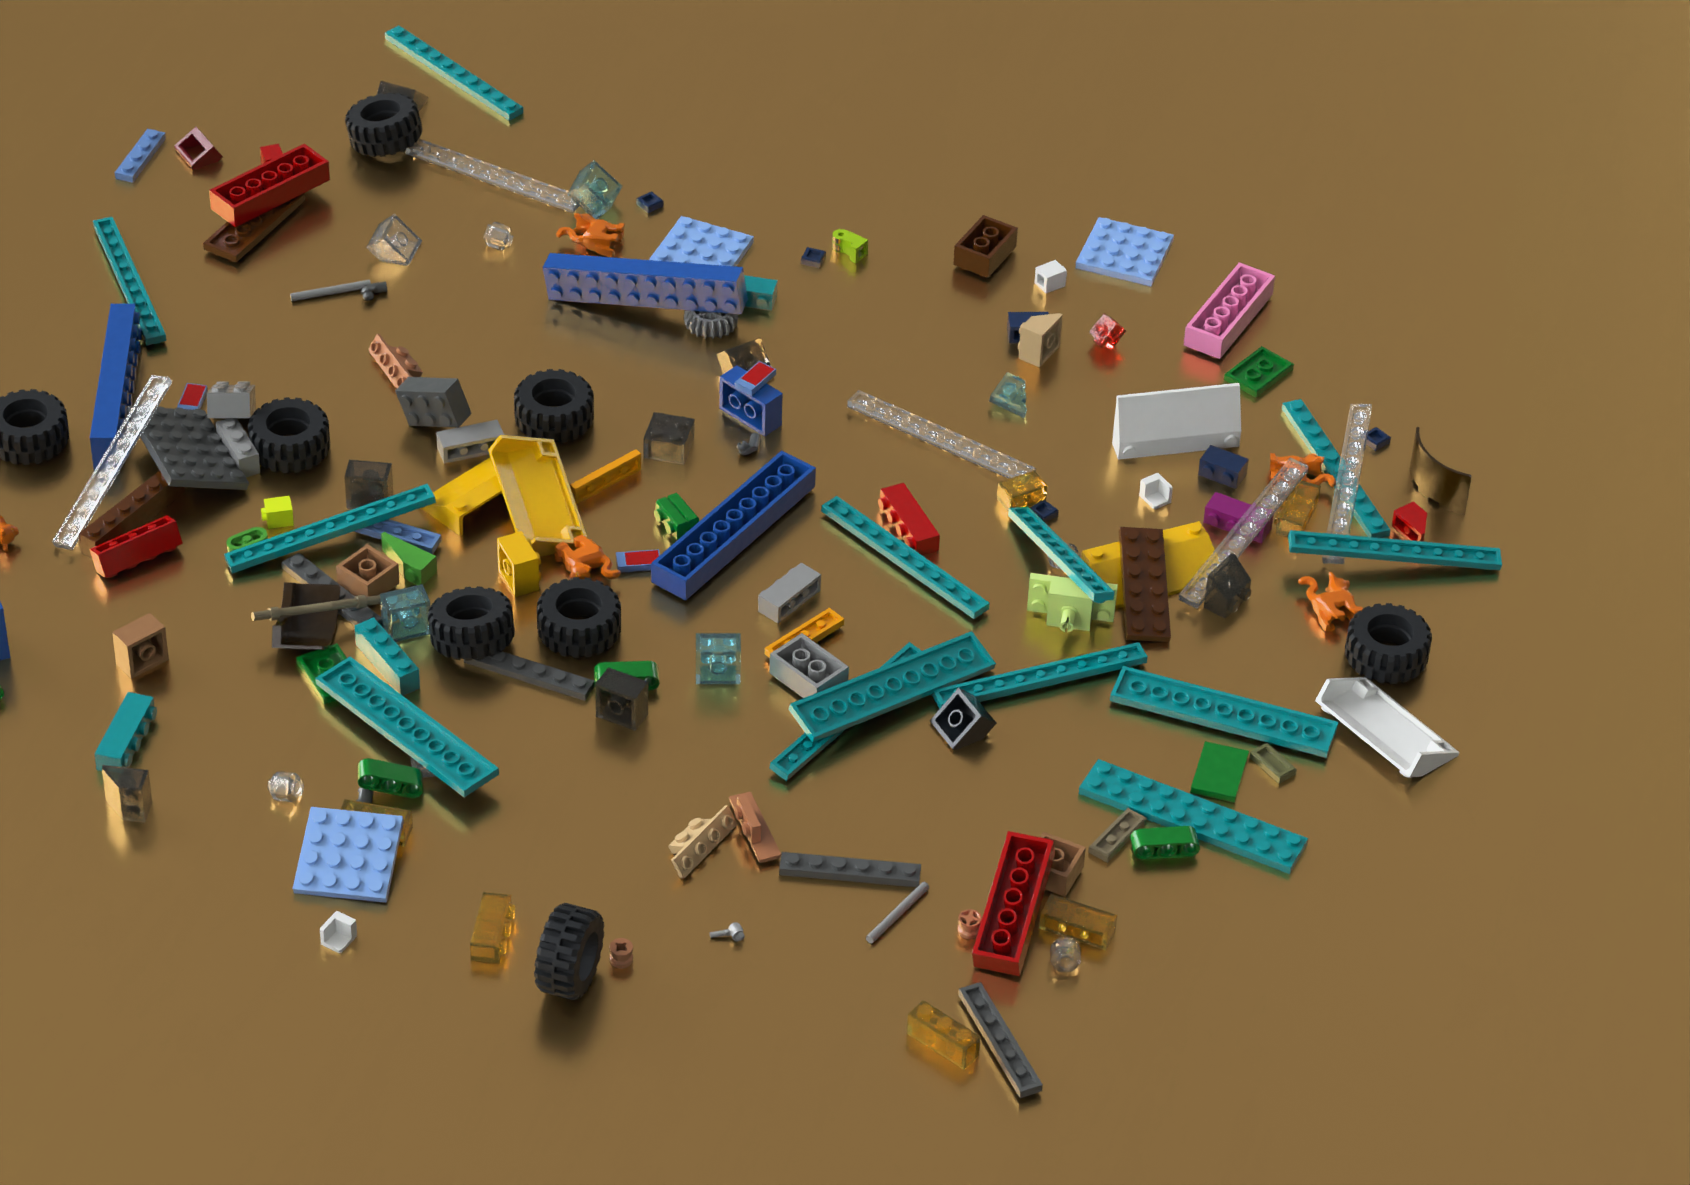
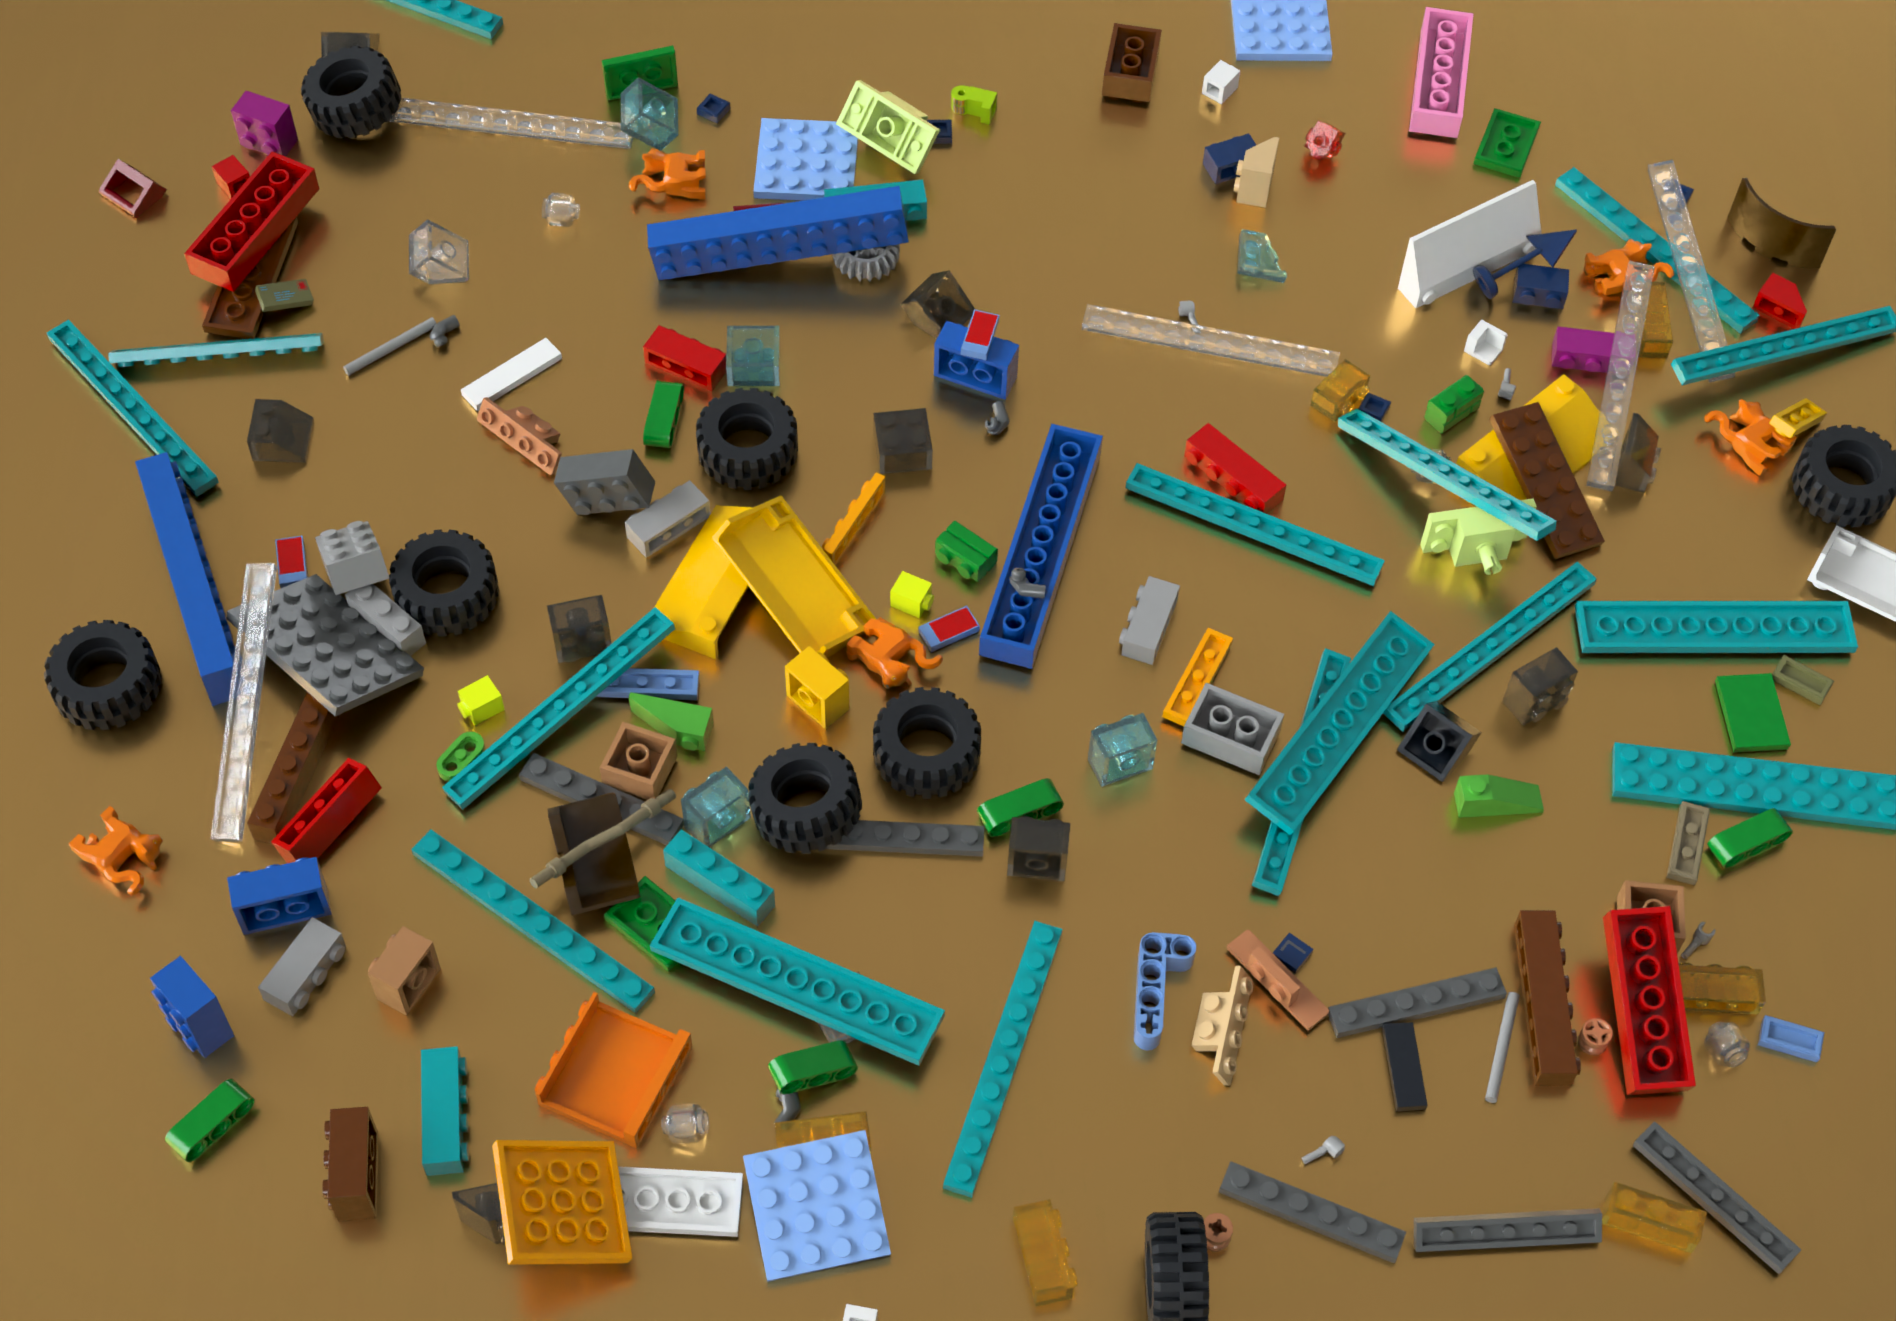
camera: 20 degrees left, 15 degrees up
(48, 740) = (351, 1163): none -> reddish brown brick
(74, 628) = (302, 967): none -> light grey brick
(79, 581) = (279, 895): none -> blue brick
(140, 155) = (61, 216): medium blue plate -> none
(173, 793) = (561, 1202): none -> light orange plate
(214, 262) = (206, 350): none -> plate
(223, 320) = (279, 432): none -> clear smoke slope
(235, 821) = (681, 1201): none -> white plate
(246, 649) = (533, 921): none -> teal plate
(252, 745) = (612, 1071): none -> orange panel
(270, 239) = (284, 295): none -> olive tile
(311, 128) = (264, 124): none -> magenta brick
(410, 327) = (512, 373): none -> white tile
(503, 378) = (663, 414): none -> green beam
(529, 816) = (1002, 1060): none -> teal plate
(538, 348) = (685, 358): none -> red brick
(588, 357) = (753, 356): none -> clear light blue brick
(614, 159) = (652, 66): none -> green tile
(621, 531) = (911, 594): none -> neon yellow brick
(669, 788) = (1154, 990): none -> medium blue beam
(698, 964) = (1312, 1212): none -> dark grey plate
(700, 539) = (1024, 587): none -> dark grey arm
(768, 238) = (888, 125): none -> yellowish green brick
(776, 815) = (1293, 952): none -> dark blue tile
(817, 902) = (1404, 1066): none -> black tile
(832, 1012) = (1507, 1230): none -> dark grey plate
(935, 413) = (1188, 309): none -> light grey hand
(946, 891) = (1546, 998): none -> reddish brown brick
(983, 764) = (1495, 796): none -> bright green slope
(1056, 705) = (1540, 686): none -> clear smoke brick
(1091, 892) = (1700, 938): none -> light grey hand
(1104, 521) = (1454, 404): none -> green brick
(1120, 969) = (1791, 1038): none -> medium blue tile
(1157, 523) = (1507, 389): none -> light grey hand
(1236, 437) = (1548, 245): none -> dark blue piece
(1369, 596) = (1797, 418): none -> yellow plate

